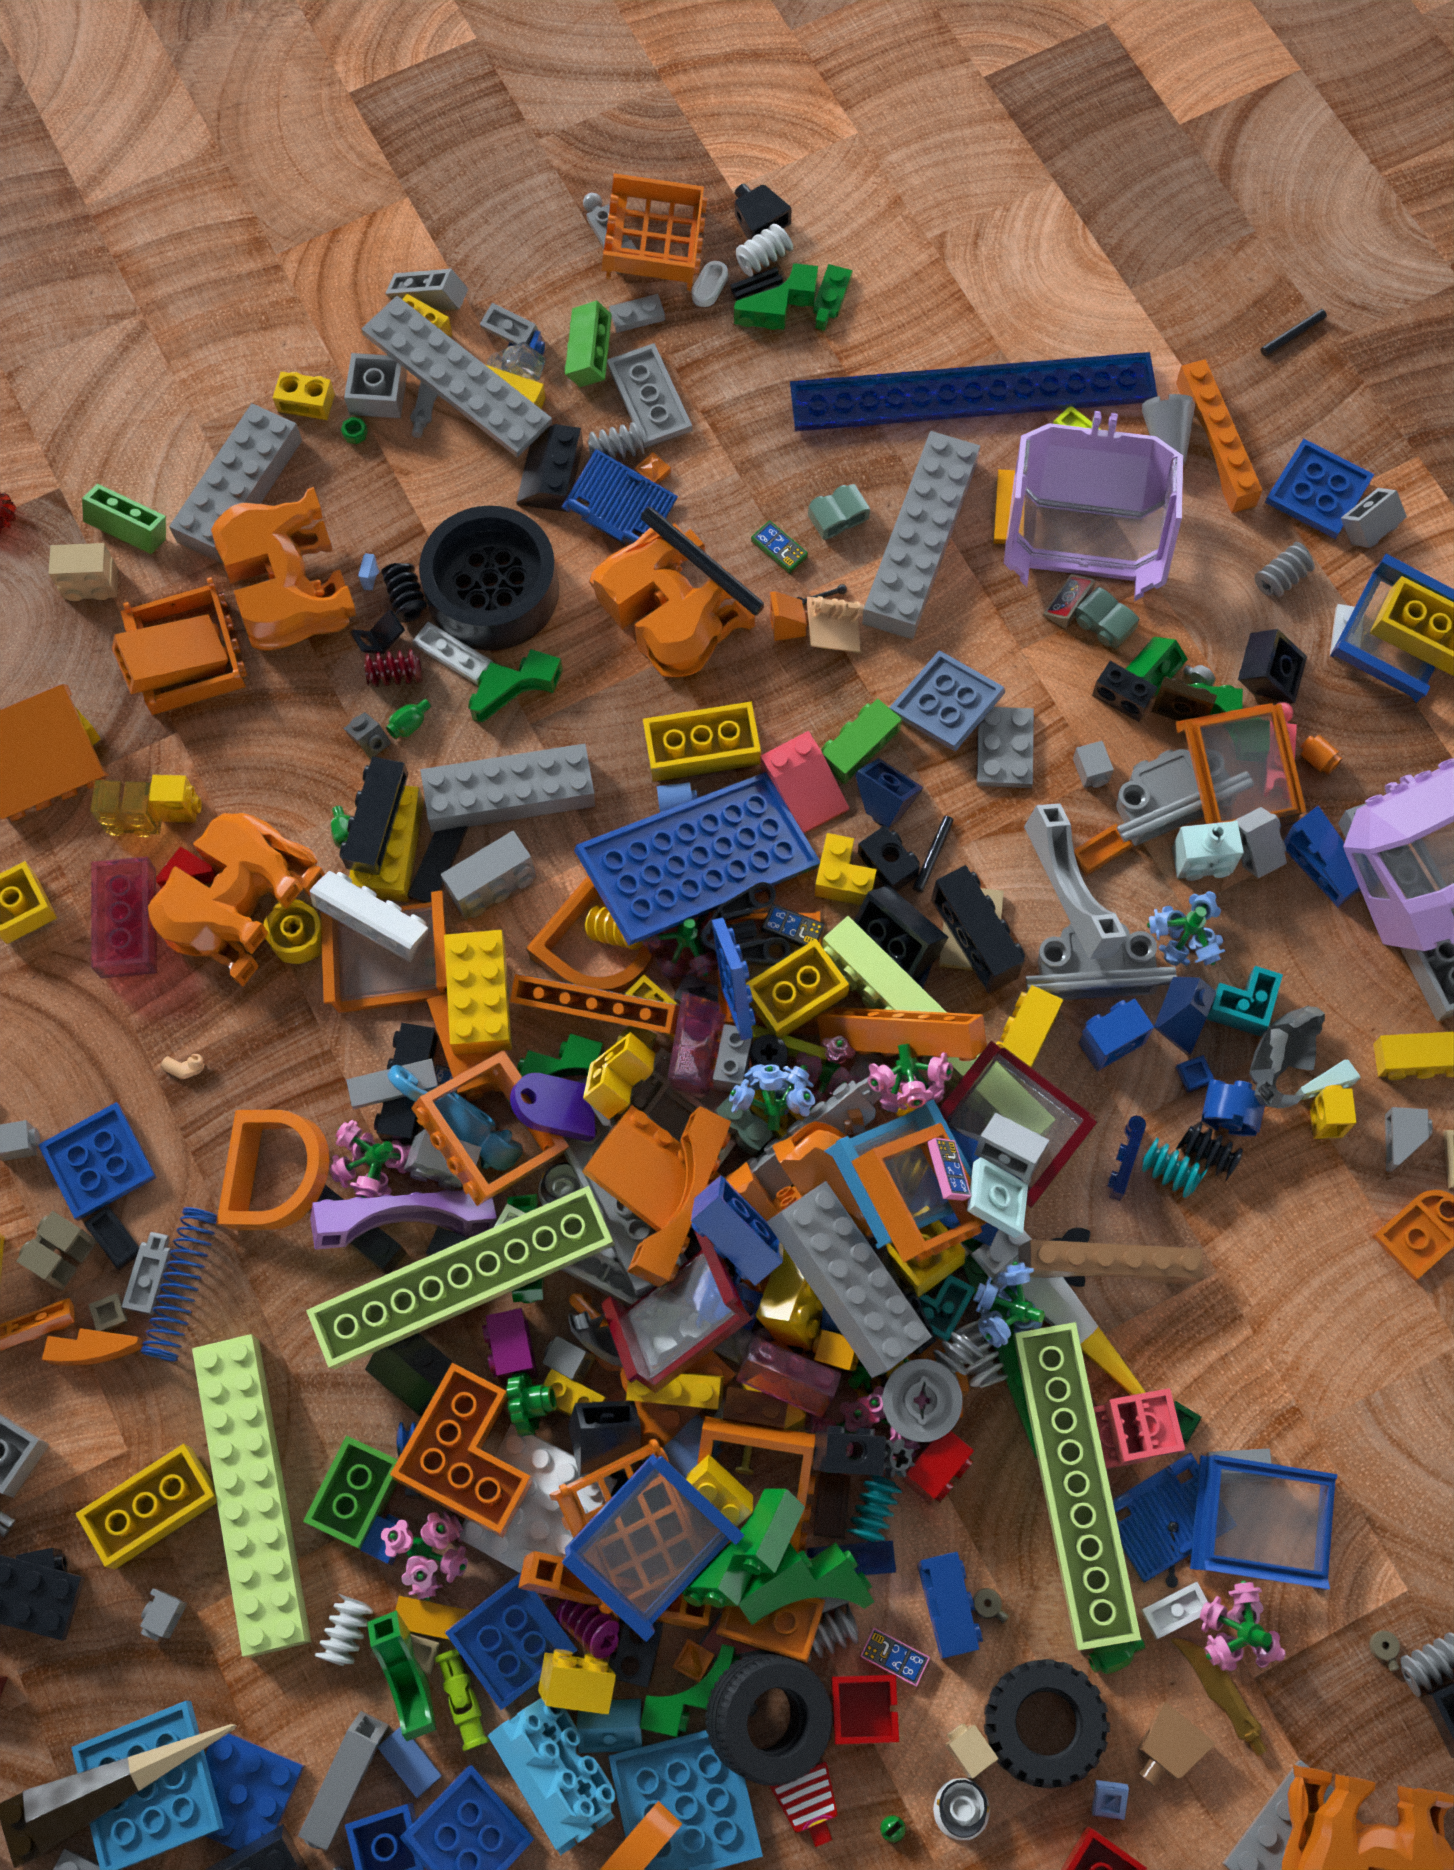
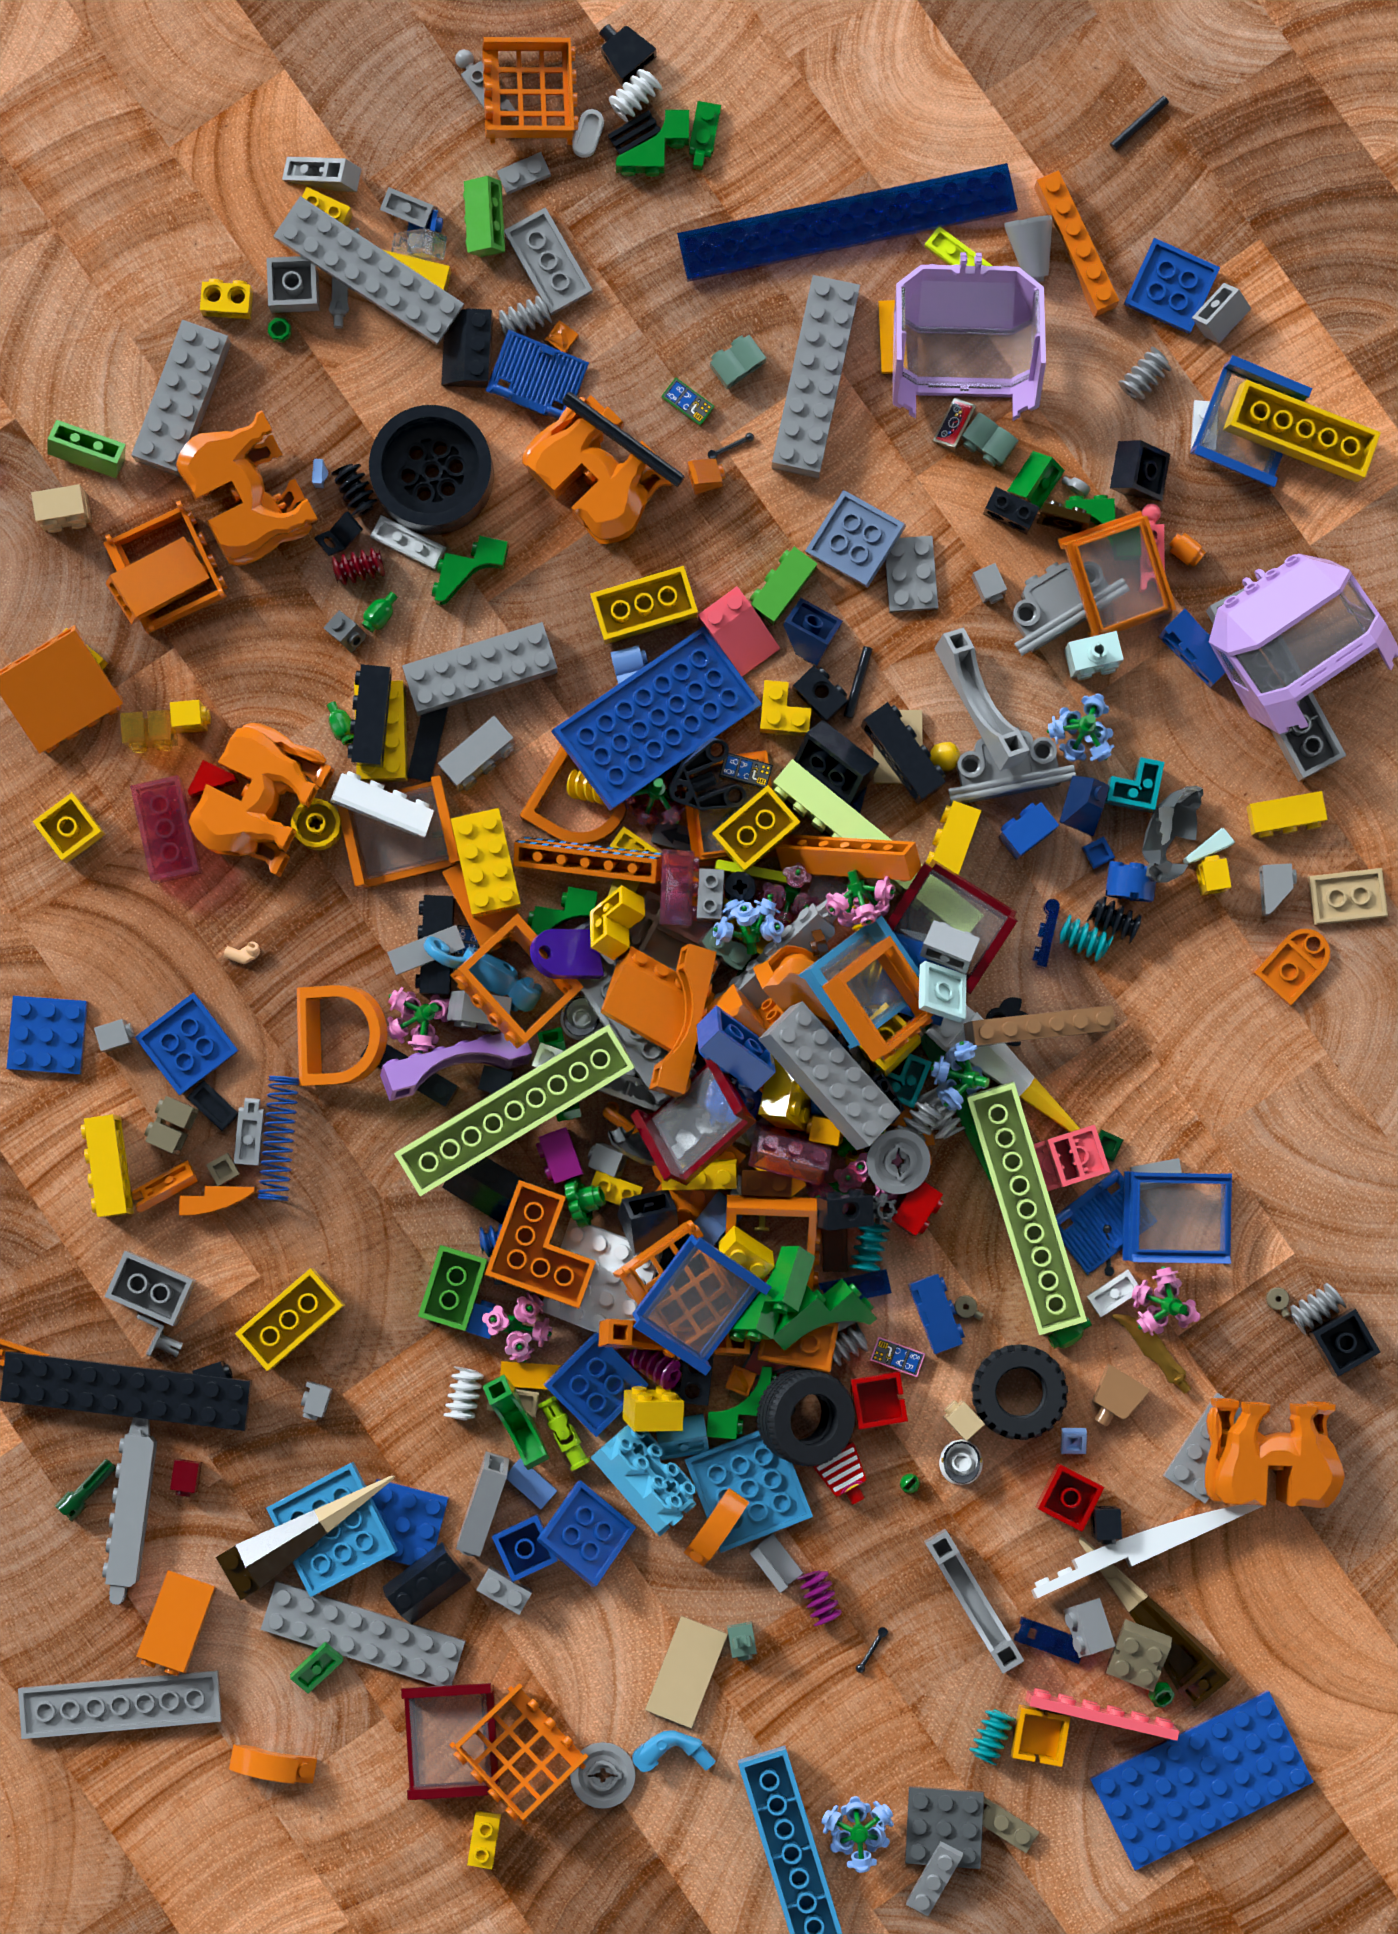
camera: 10 degrees left, 15 degrees up
(251, 1496) = (369, 1298): yellowish green brick -> none
(732, 976) = (703, 832): blue plate -> none
(834, 624) = (747, 475): light nougat hinge -> none
(949, 1169) = (900, 976): tile -> none
(1029, 940) = (945, 755): none -> yellow piece
(1100, 850) = (1001, 661): orange tile -> none
(1261, 842) = (1139, 642): light grey brick -> none

